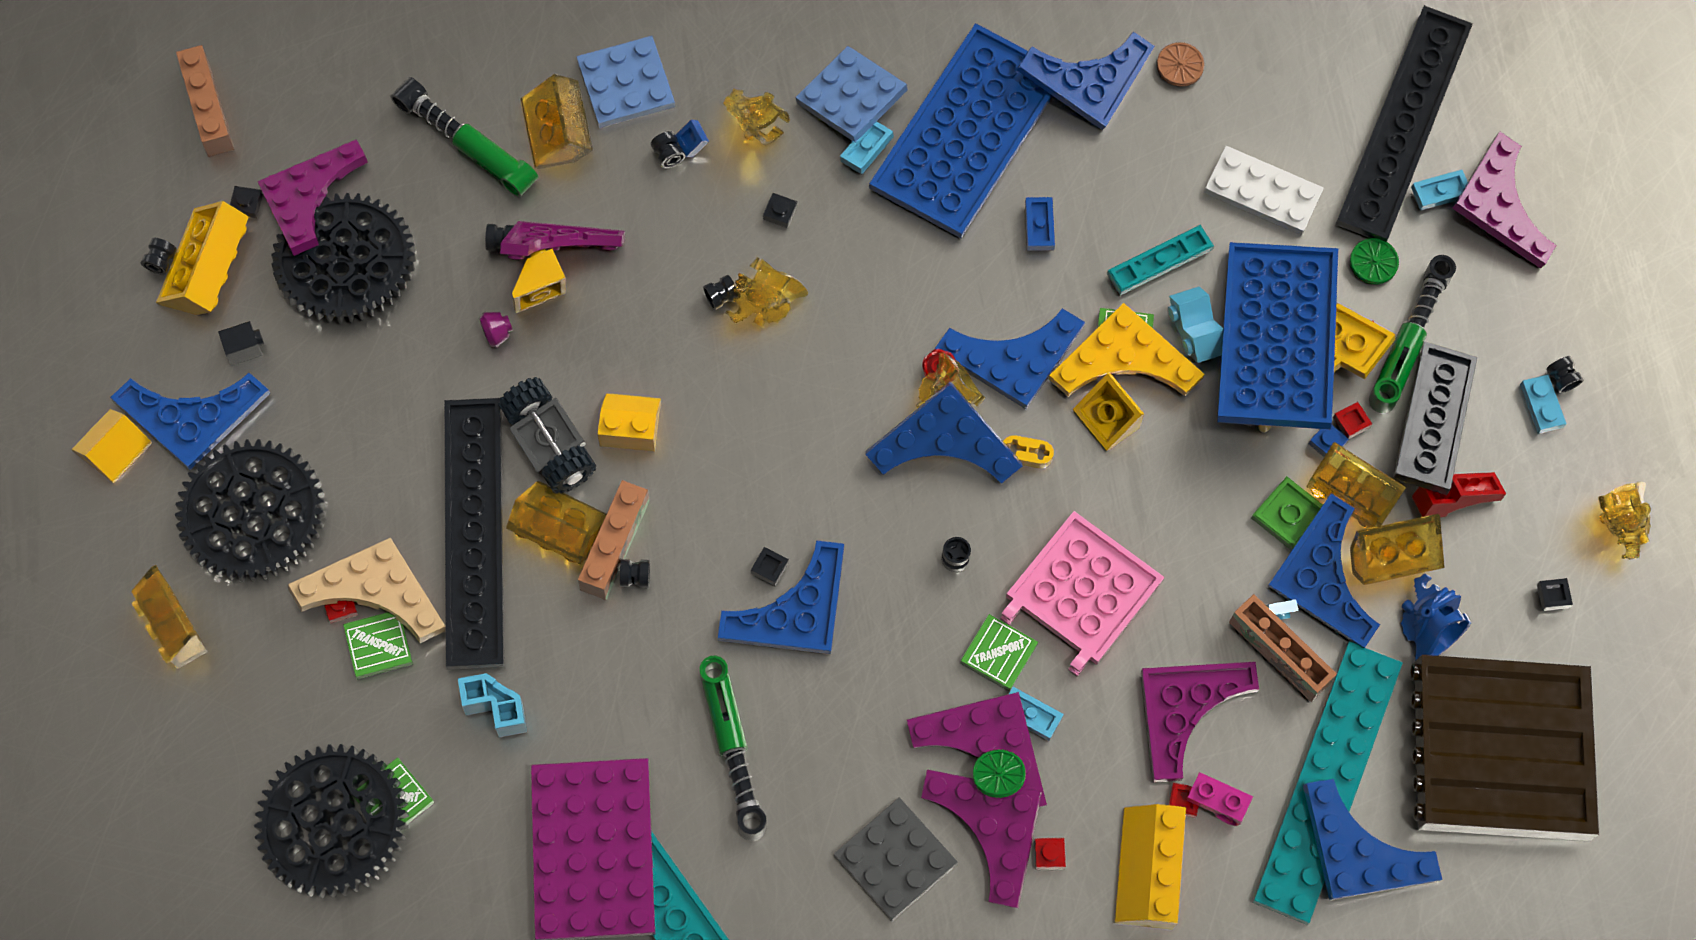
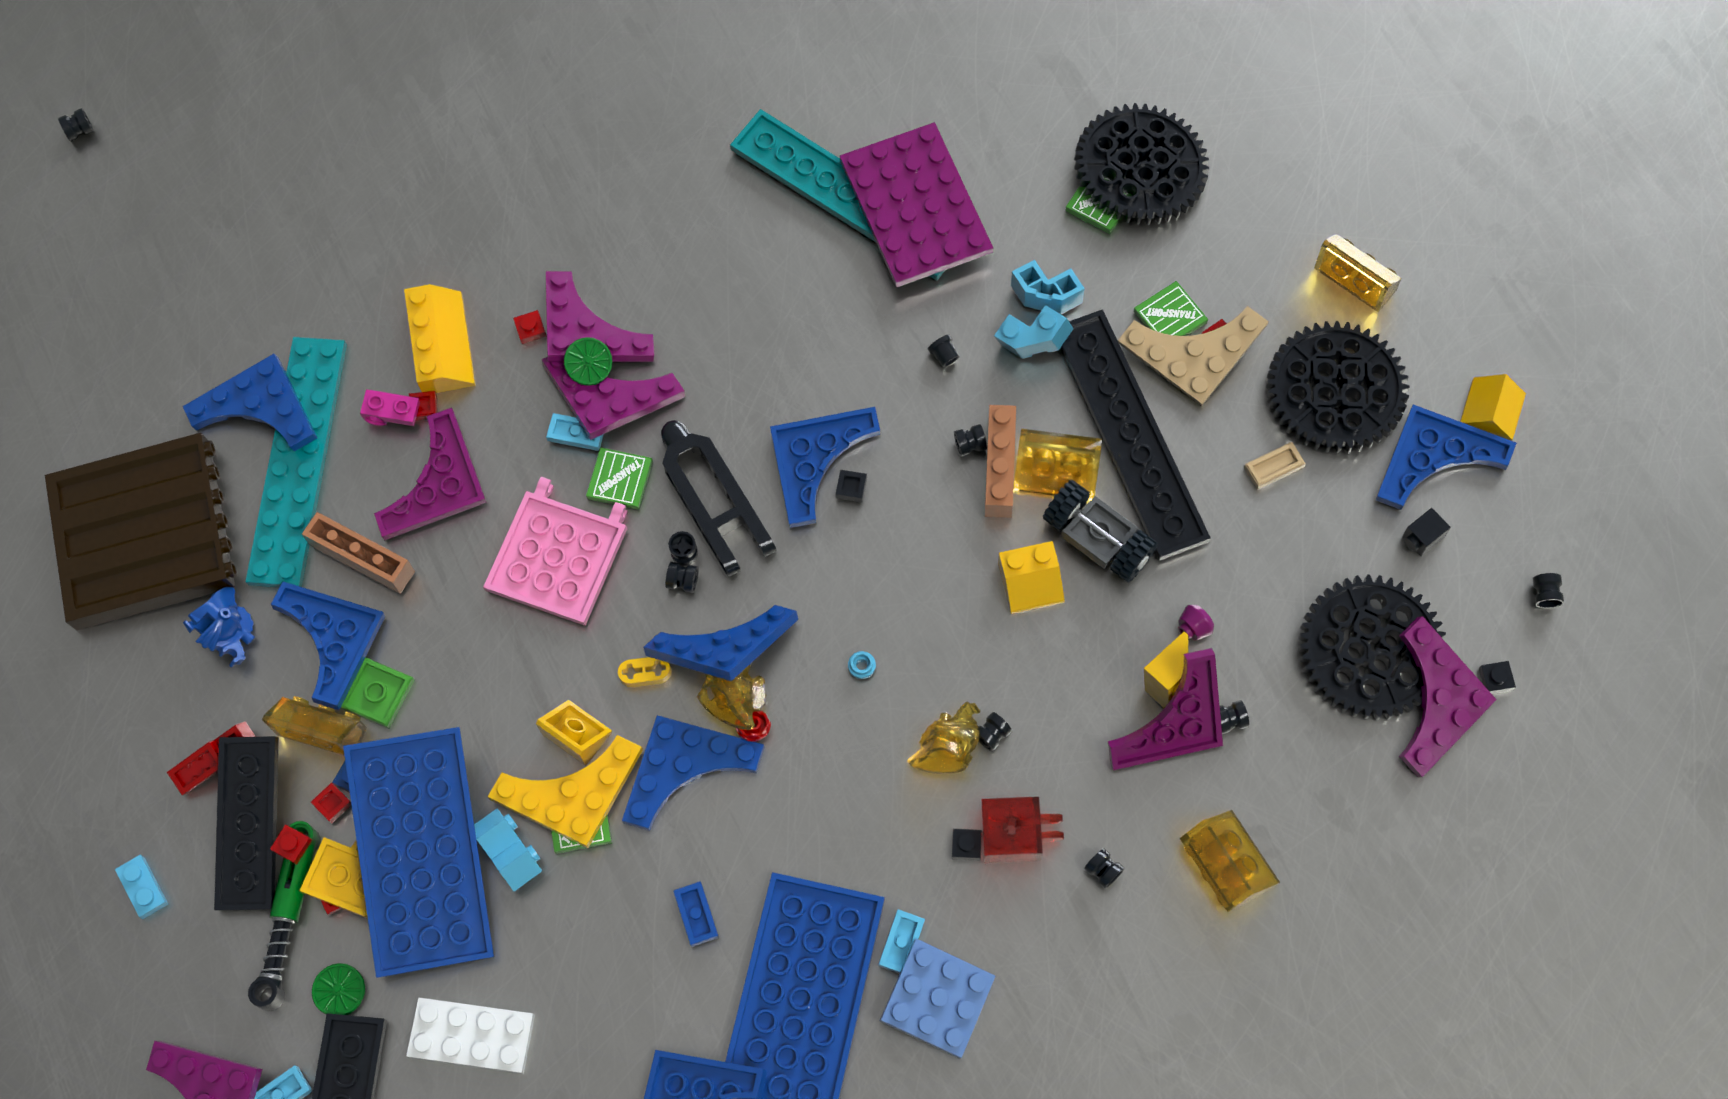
camera: 170 degrees right, 0 degrees up
(203, 258) = (1505, 601): yellow slope -> none
(205, 101) = (1593, 763): nougat brick -> none
(348, 457) = (1274, 465): none -> tan tile
(514, 174) = (1247, 789): green piece -> none
(539, 653) = (1045, 333): none -> medium azure brick
(625, 81) = (1180, 938): medium blue plate -> none
(625, 678) = (944, 350): none -> black piece
(692, 138) = (1084, 889): blue plate -> none
(732, 744) = (830, 325): piece -> none
(733, 202) = (1026, 817): none -> clear red hinge
(756, 114) = (1029, 929): clear yellow helmet -> none
(819, 385) = (858, 657): none -> medium azure plate
(895, 859) = (660, 283): dark grey plate -> none
(924, 659) = (679, 440): none -> black piece
(965, 526) = (681, 577): none -> black wheel
(1160, 260) = (561, 915): teal plate -> none
(1283, 609) = (368, 592): plate -> none
(1396, 380) = (291, 844): none -> red plate
(1397, 550) = (263, 672): clear yellow slope -> none
(1554, 594) = (108, 690): black plate -> none
(1565, 374) = (121, 921): black wheel -> none
(1627, 517) = (44, 787): clear yellow helmet -> none

